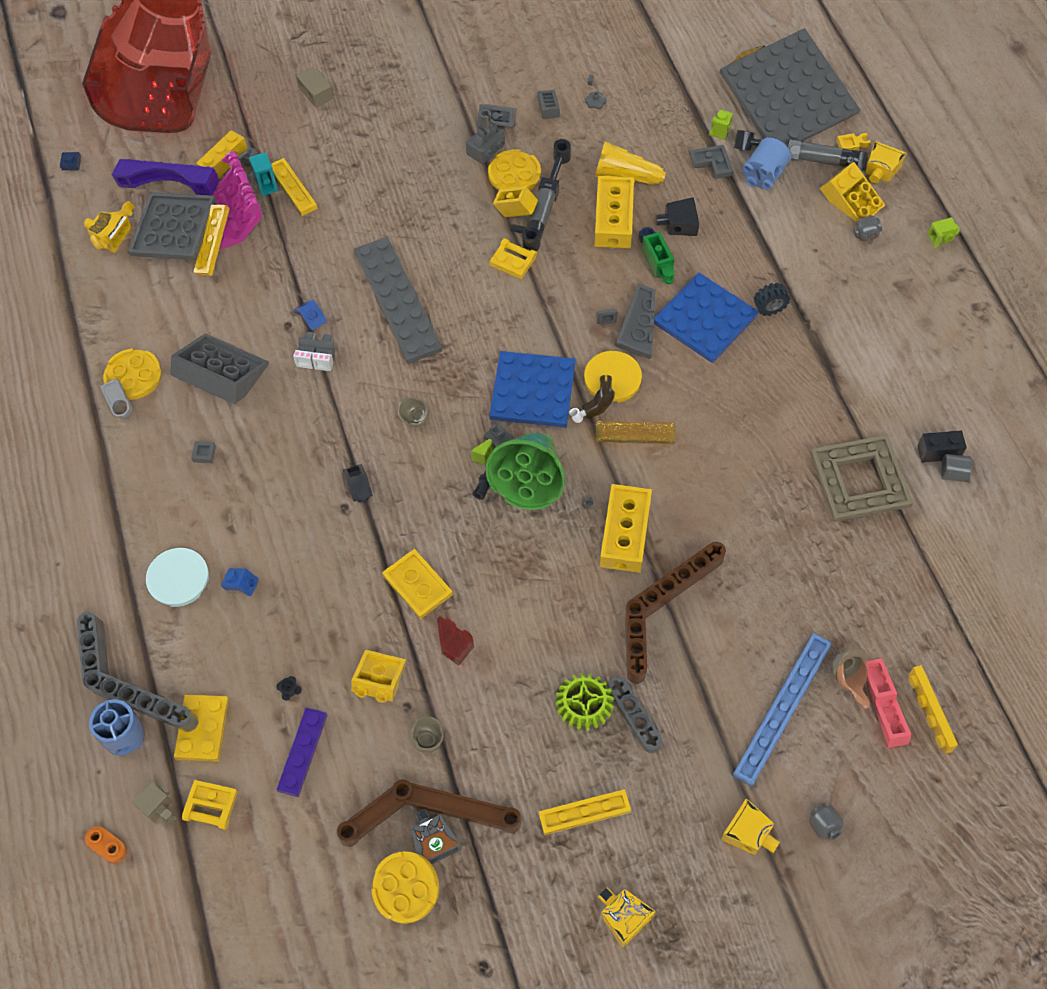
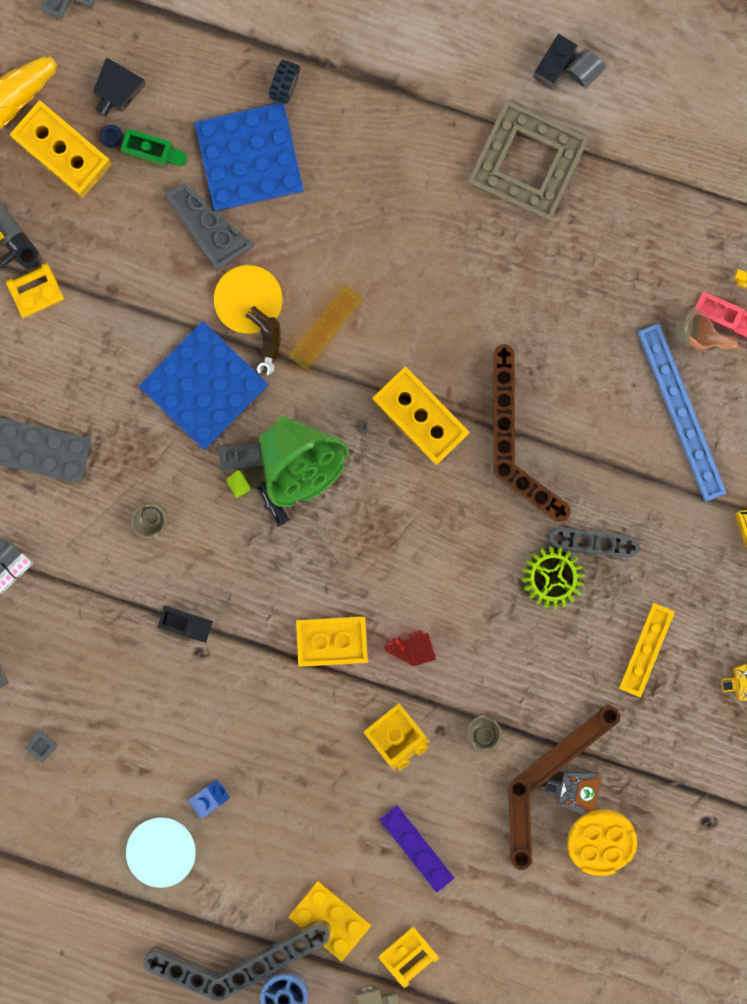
camera: 55 degrees left, 25 degrees up
(288, 682) = (343, 826): black plate -> none
(606, 316) = (174, 251): dark grey slope -> none

